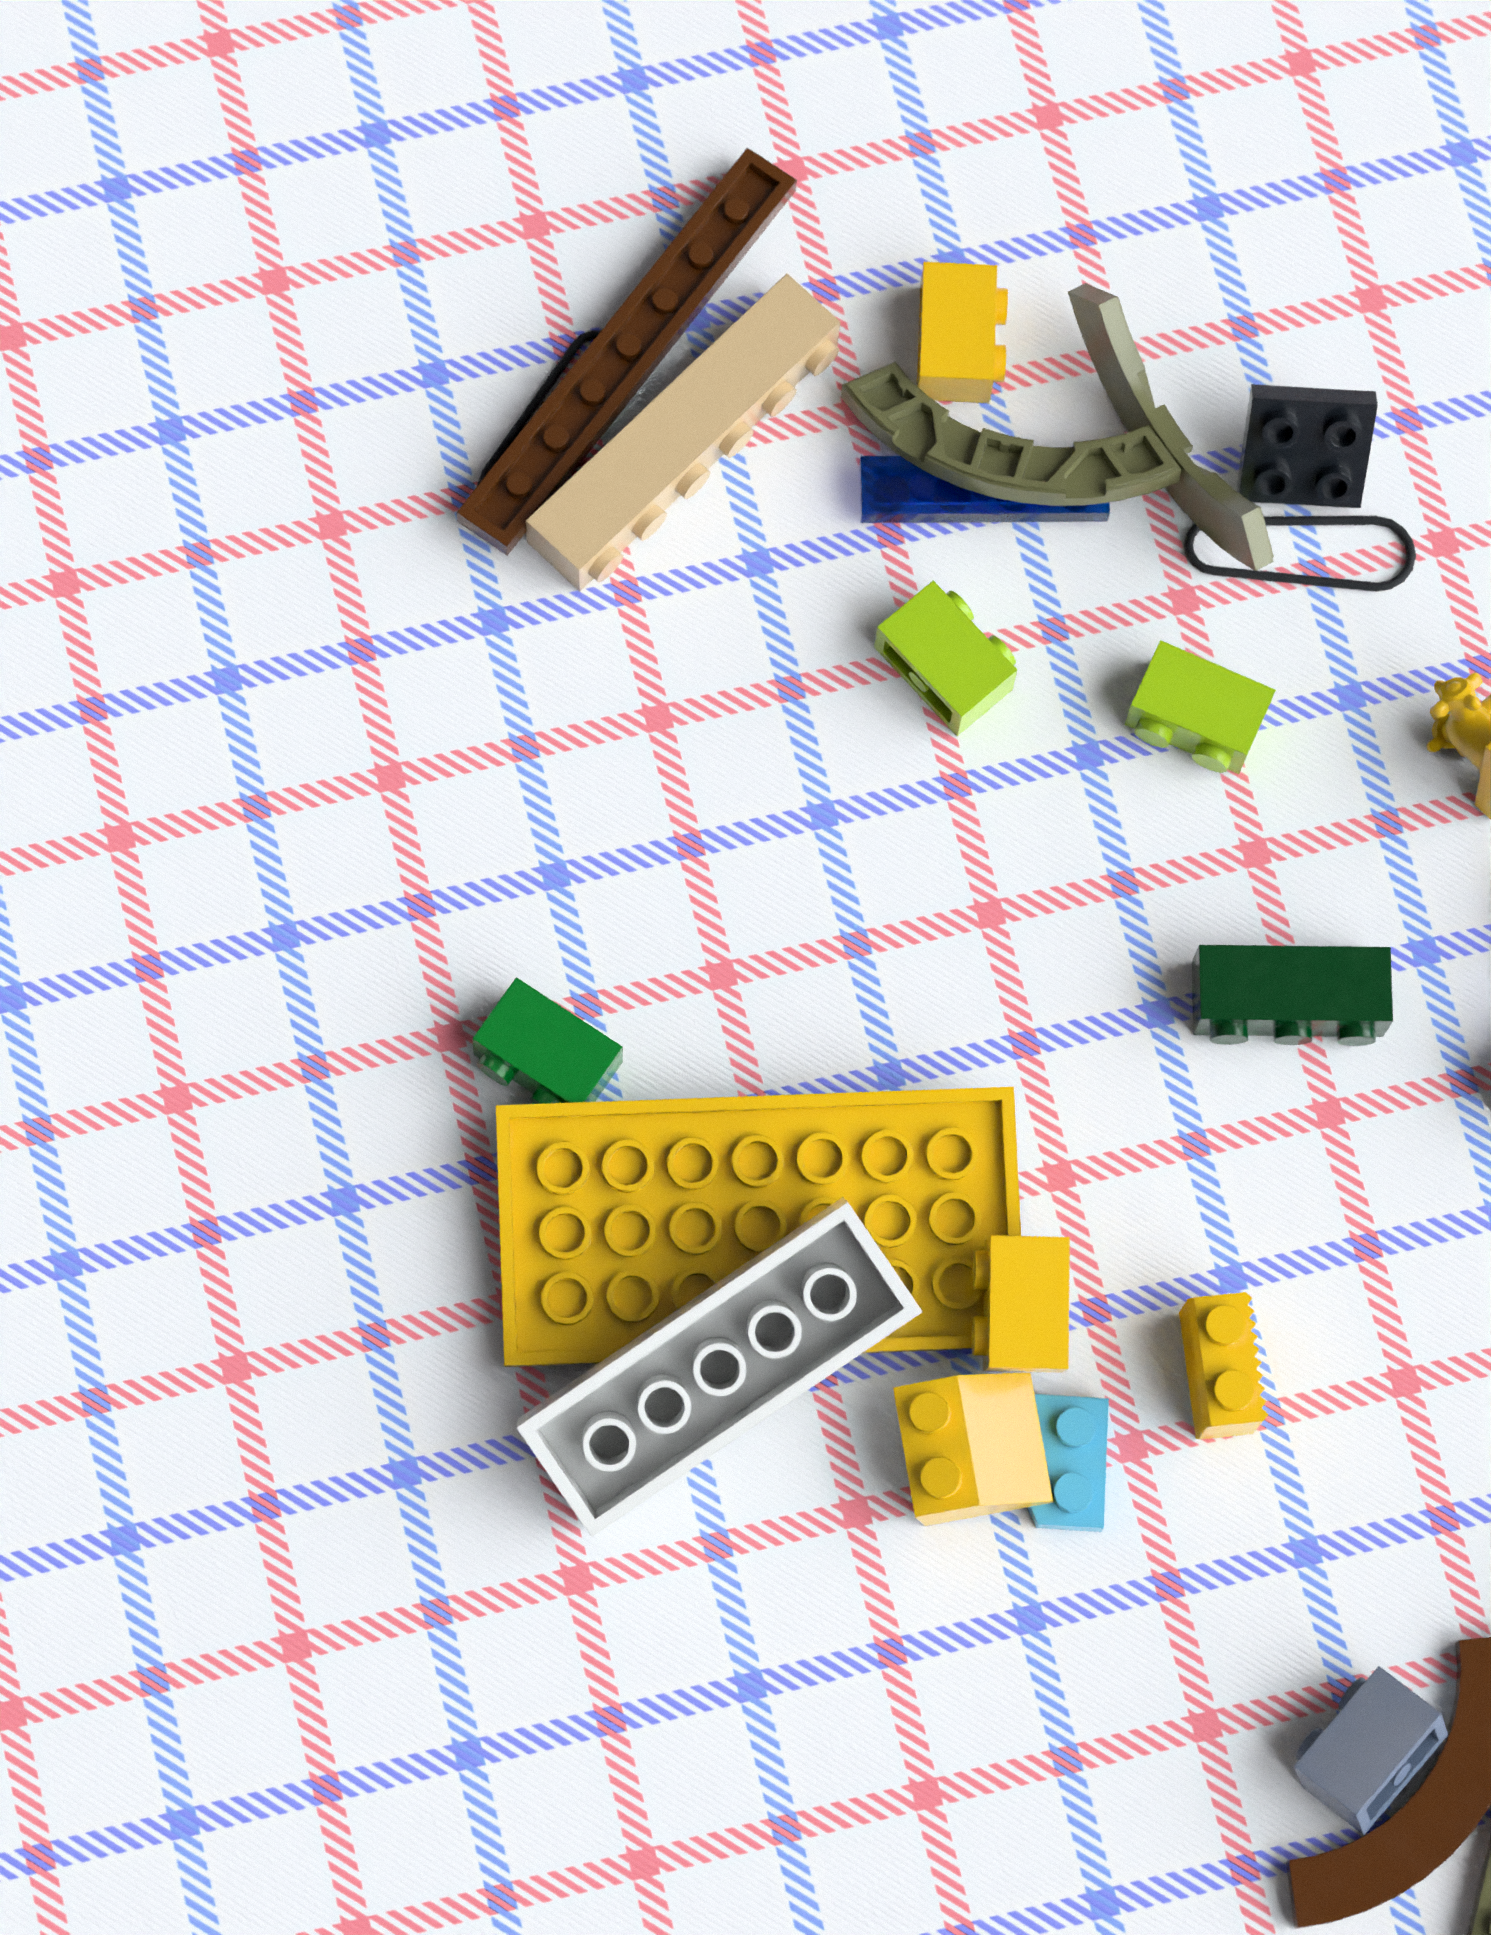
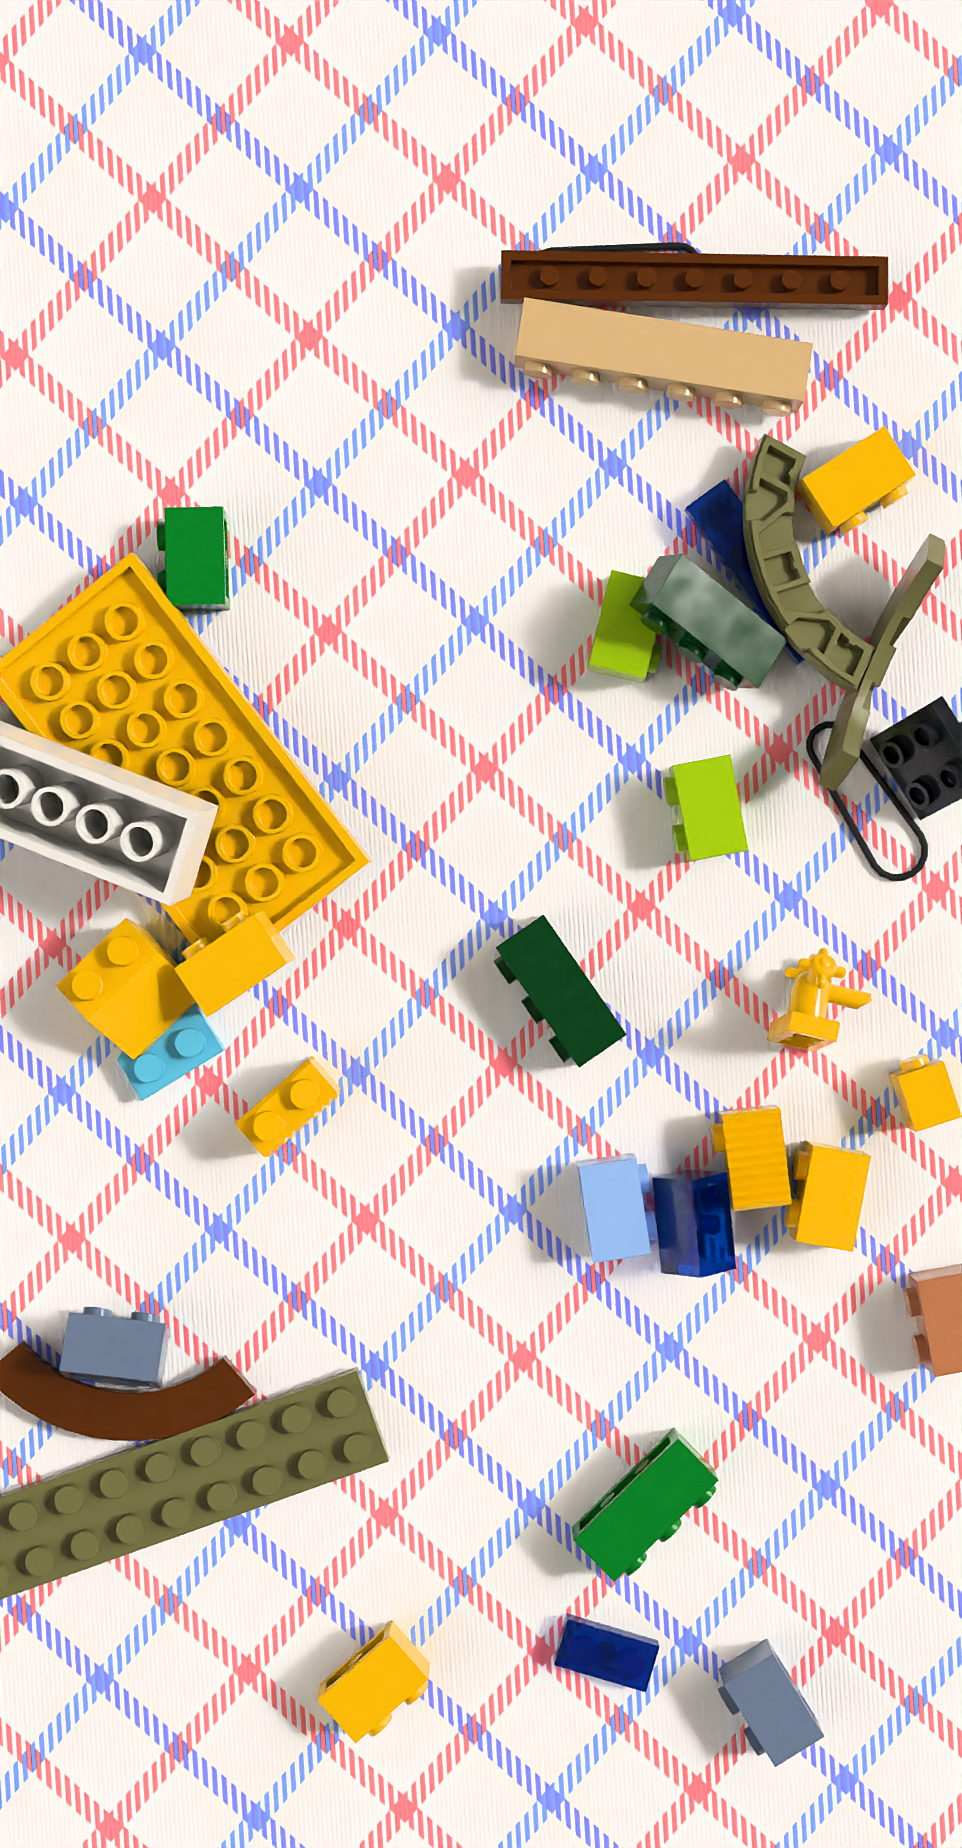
camera: 65 degrees right, 15 degrees up
(1004, 567) = (707, 623): none -> brick

